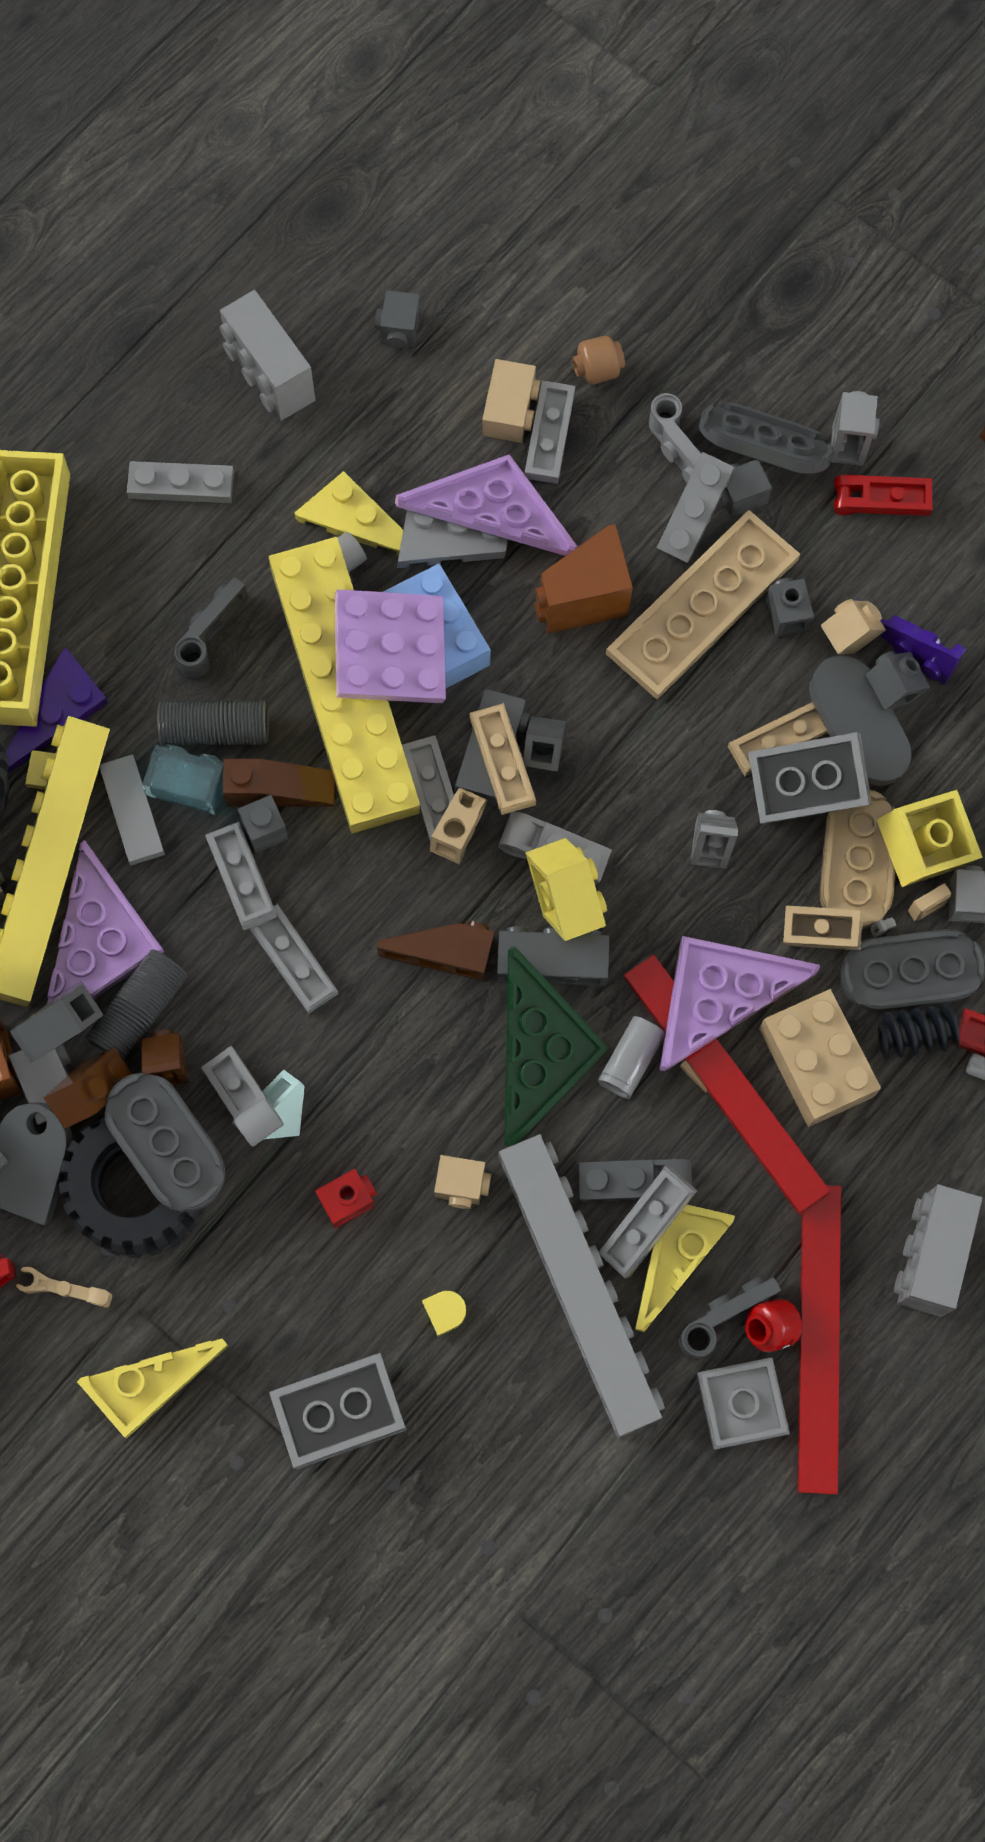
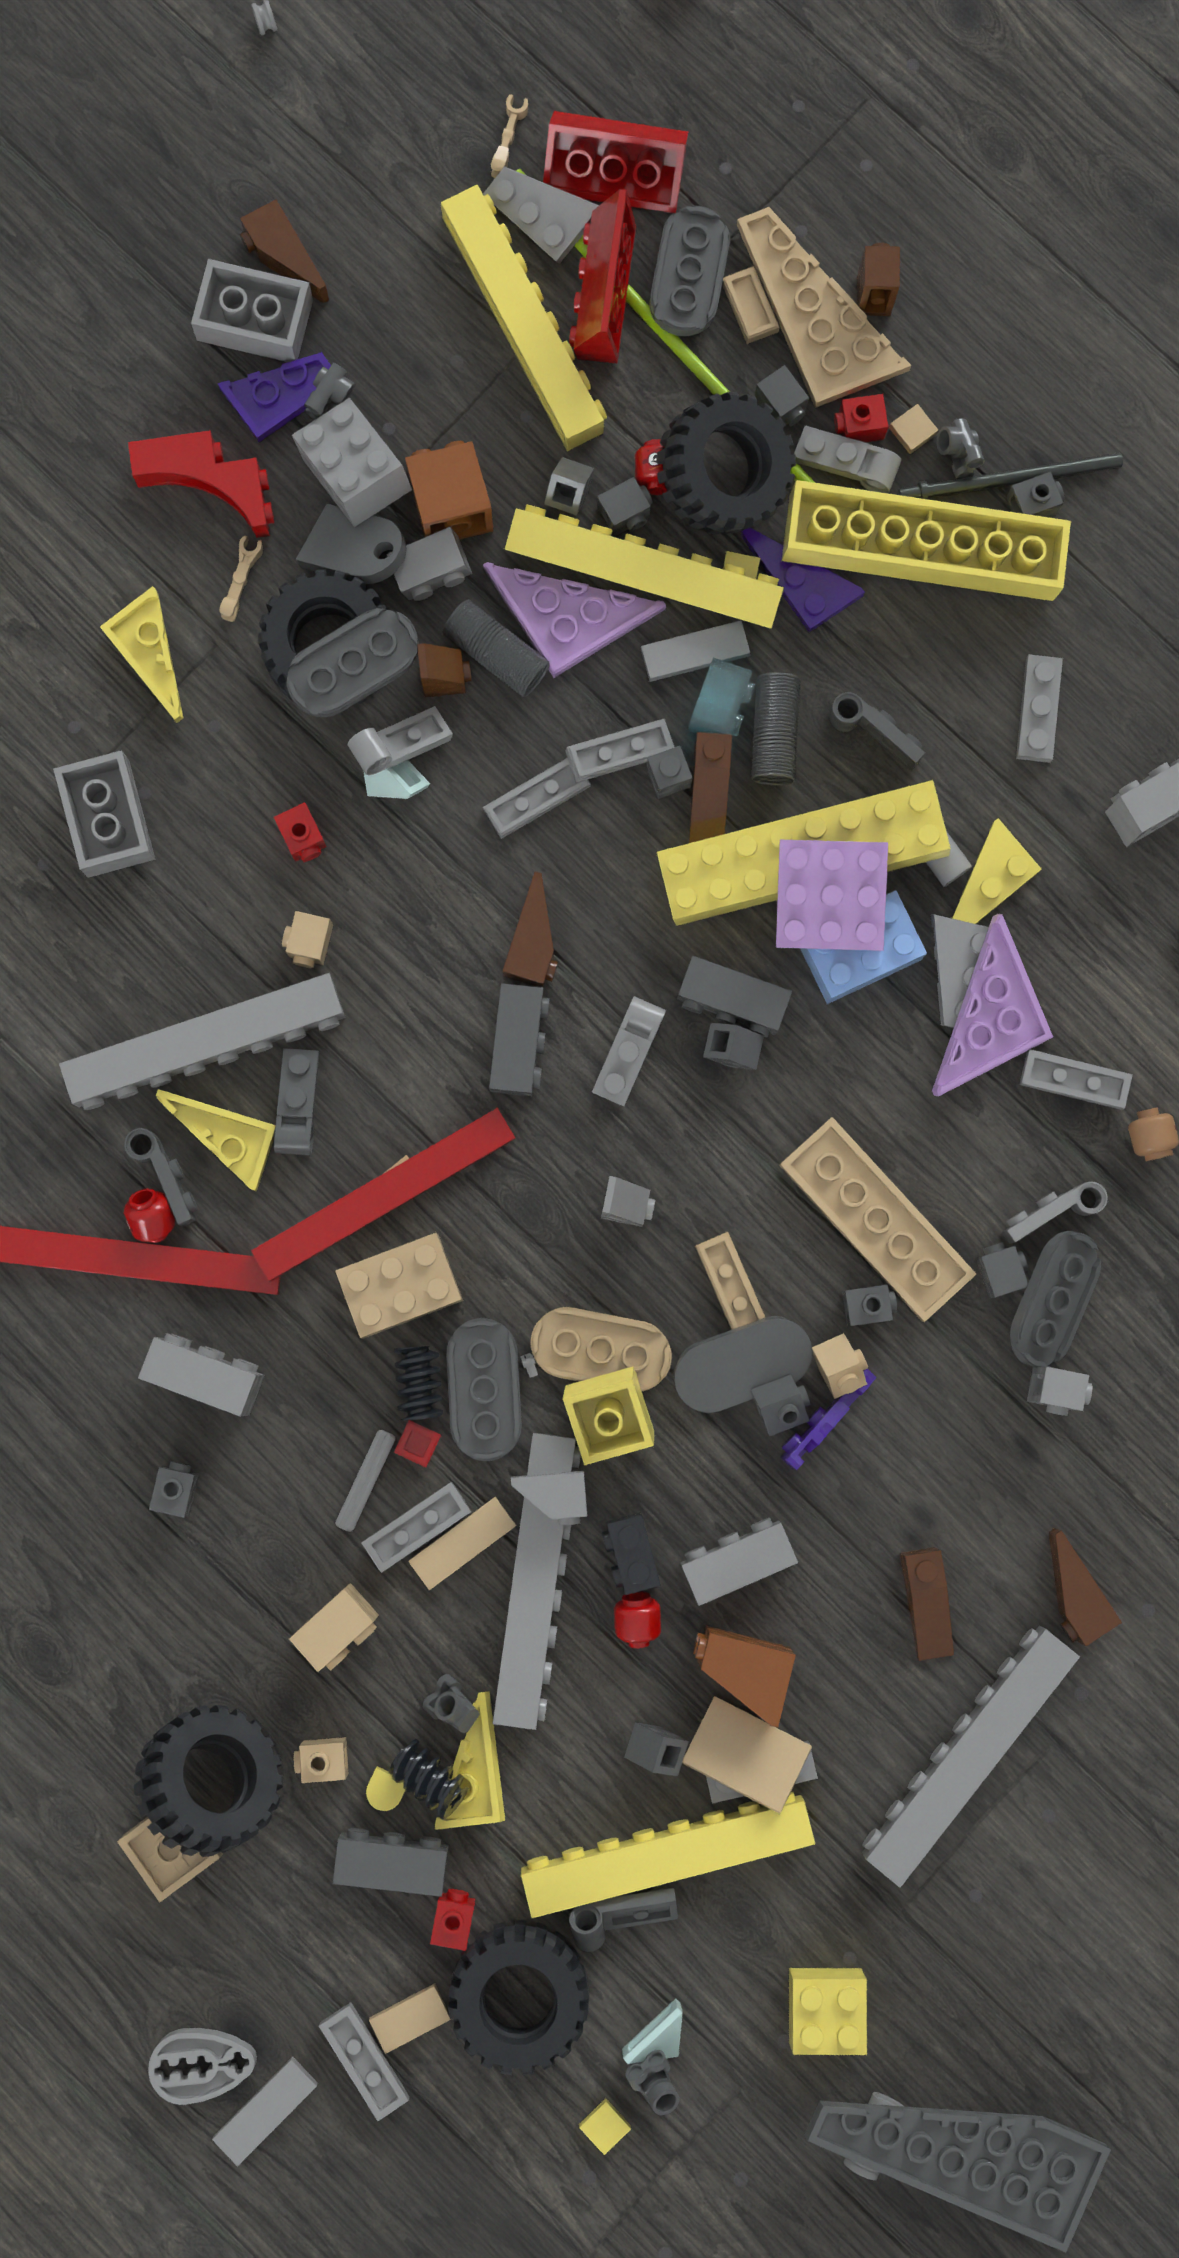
camera: 90 degrees right, 10 degrees up
(56, 1022) = (476, 571): dark grey slope -> none
(87, 1087) = (412, 594): reddish brown brick -> none
(429, 780) = (695, 937): light grey plate -> none
(445, 1311) = (191, 918): light yellow tile -> none
(457, 825) = (652, 956): tan leg -> none
(502, 759) = (715, 1002): tan tile -> none
(509, 401) = (1111, 1041): tan brick -> none
(545, 1047) = (428, 1025): dark green tile -> none
(567, 888) = (576, 1053): light yellow brick -> none
(585, 585) = (898, 1098): dark orange slope -> none
(631, 1057) = (414, 1107): light grey pin -> none
(647, 1221) = (253, 1106): light grey tile -> none
(695, 507) = (979, 1218): light grey plate -> none
(721, 988) = (475, 1197): lavender tile -> none
(743, 1403) = (85, 1184): light grey tile -> none
(810, 778) = (675, 1302): light grey brick -> none
(823, 927) = (525, 1301): tan brick -> none
(883, 495) = (988, 1417): red plate -> none
(929, 902) = (547, 1412): tan tile -> none

